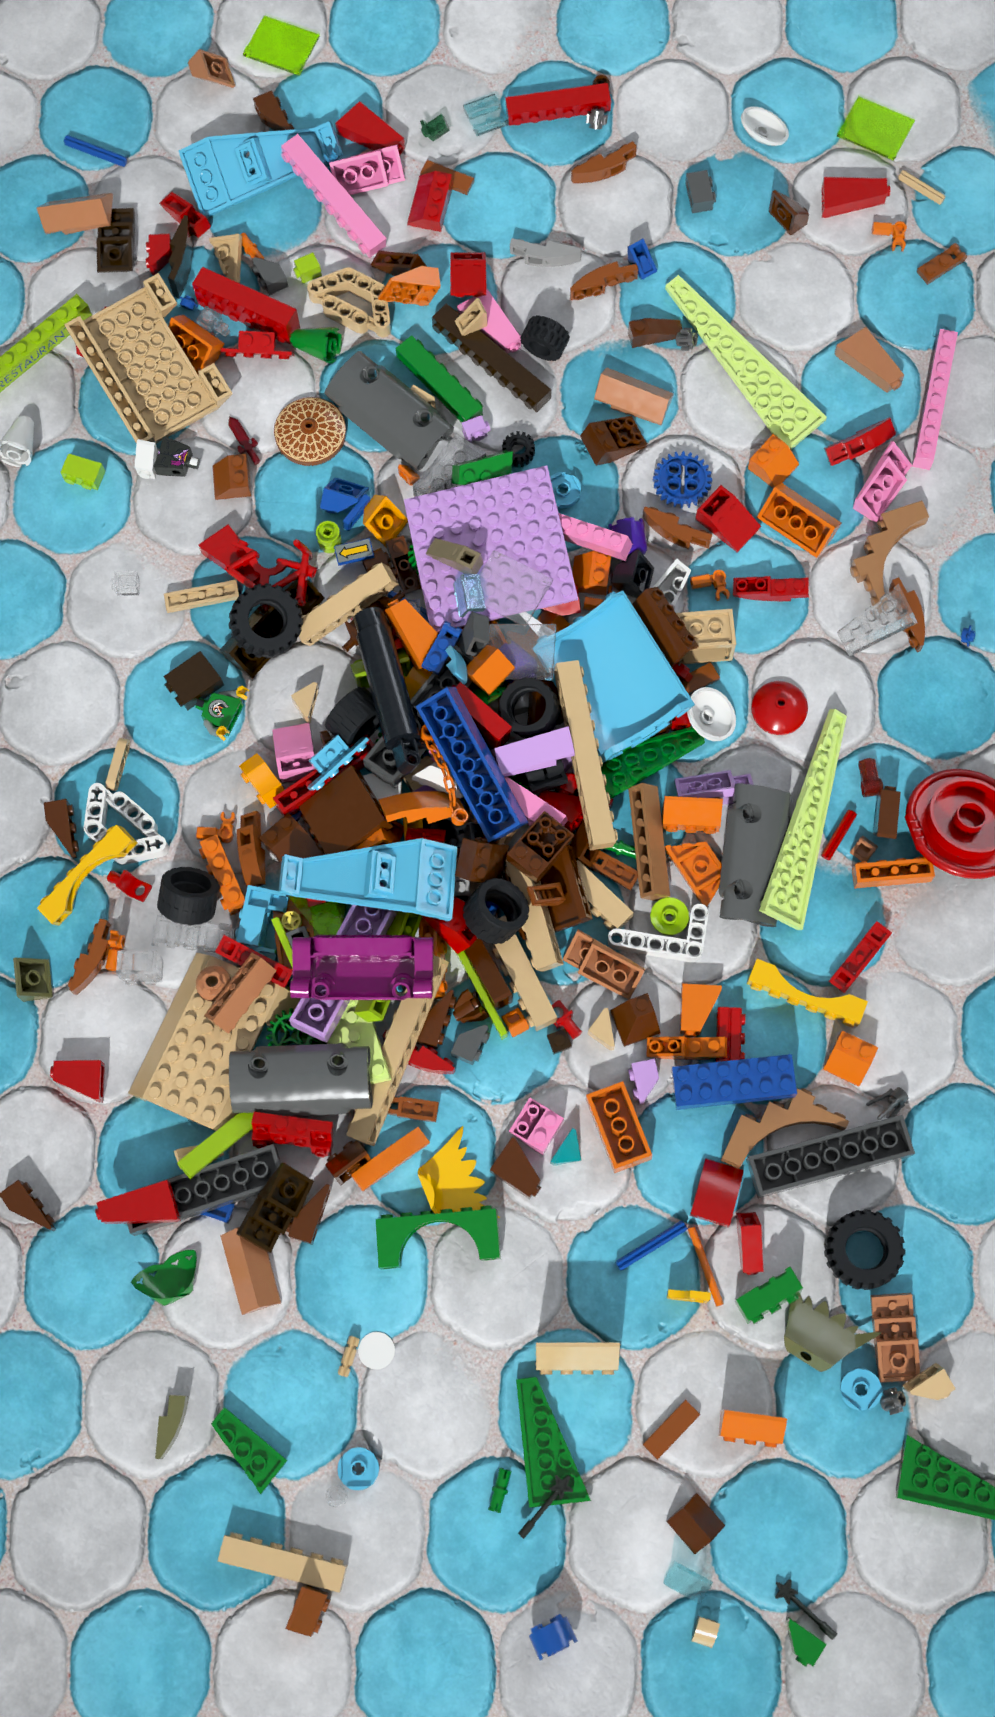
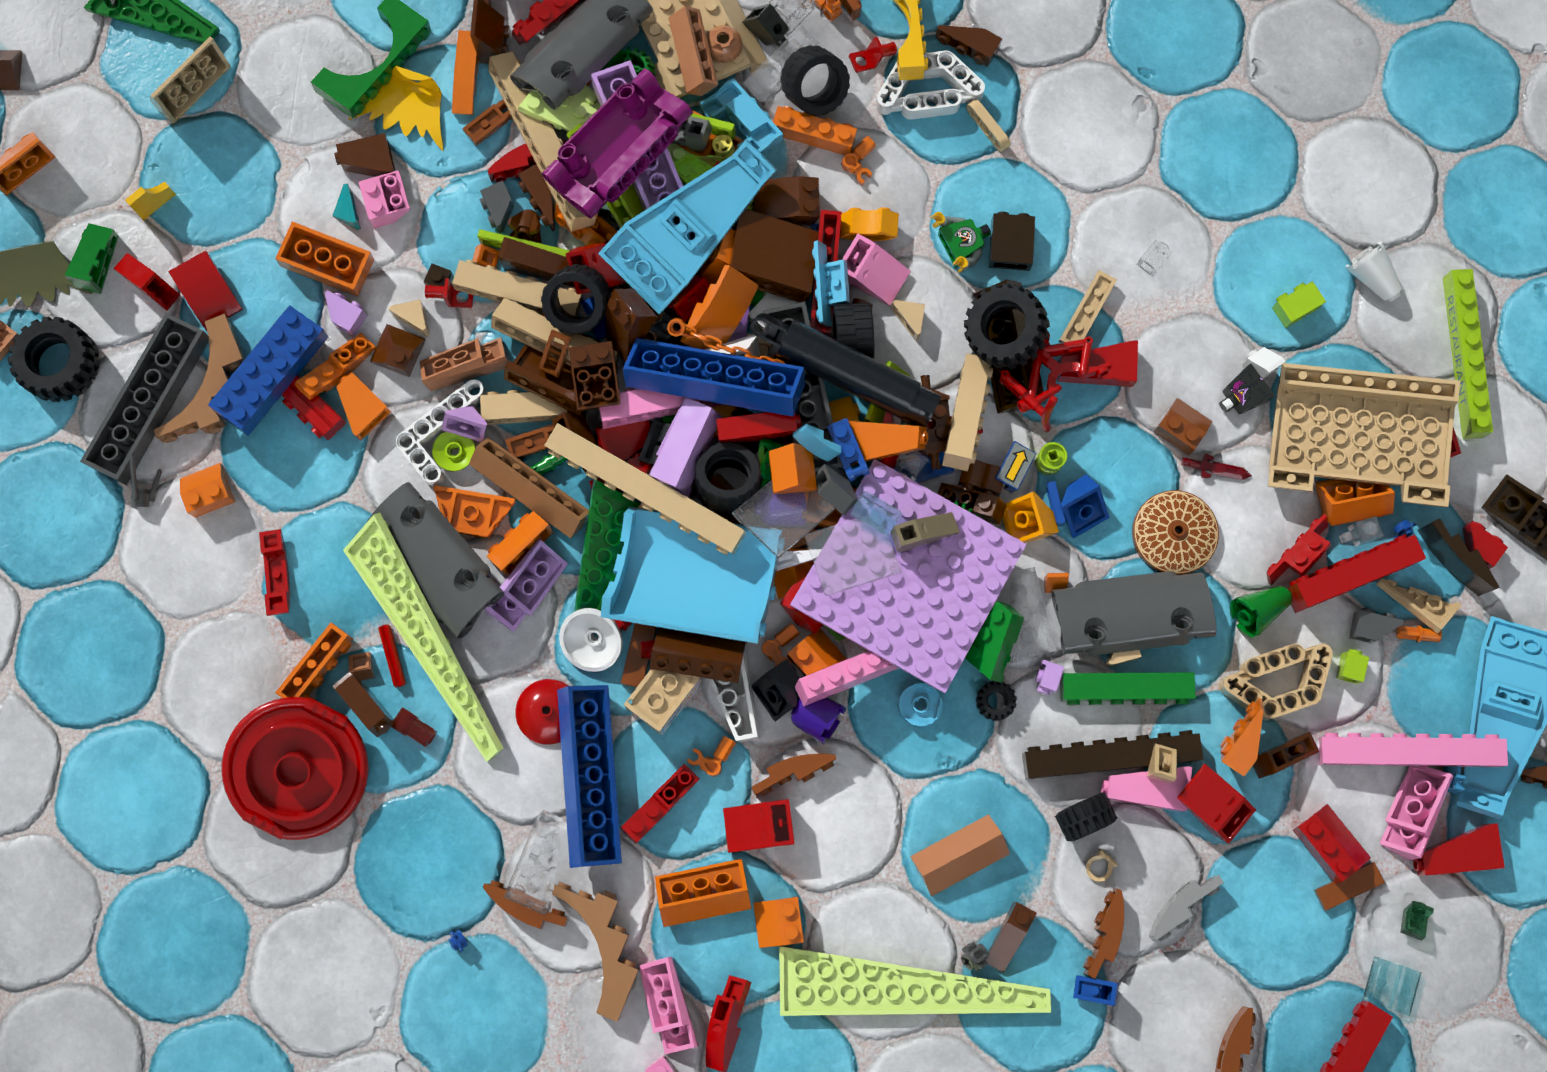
camera: 125 degrees right, 5 degrees up
(168, 963) = (767, 25): none -> pearl dark grey torso
(178, 207) = (1507, 603): red slope -> none
(239, 953) = (728, 86): red slope -> none
(249, 849) = (812, 163): dark orange slope -> none
(564, 308) = (1112, 863): none -> tan piece
(612, 439) = (931, 795): reddish brown slope -> none
(644, 919) = (465, 422): none -> lavender slope
(651, 1245) = (217, 209): blue axle -> none
(664, 479) = (849, 806): blue gear -> none
(671, 1429) = (76, 108): dark orange tile -> none
(705, 1266) = (163, 236): orange bar -> none
(796, 640) = (589, 776): none -> blue brick
(844, 1008) = (248, 522): yellow arch -> none

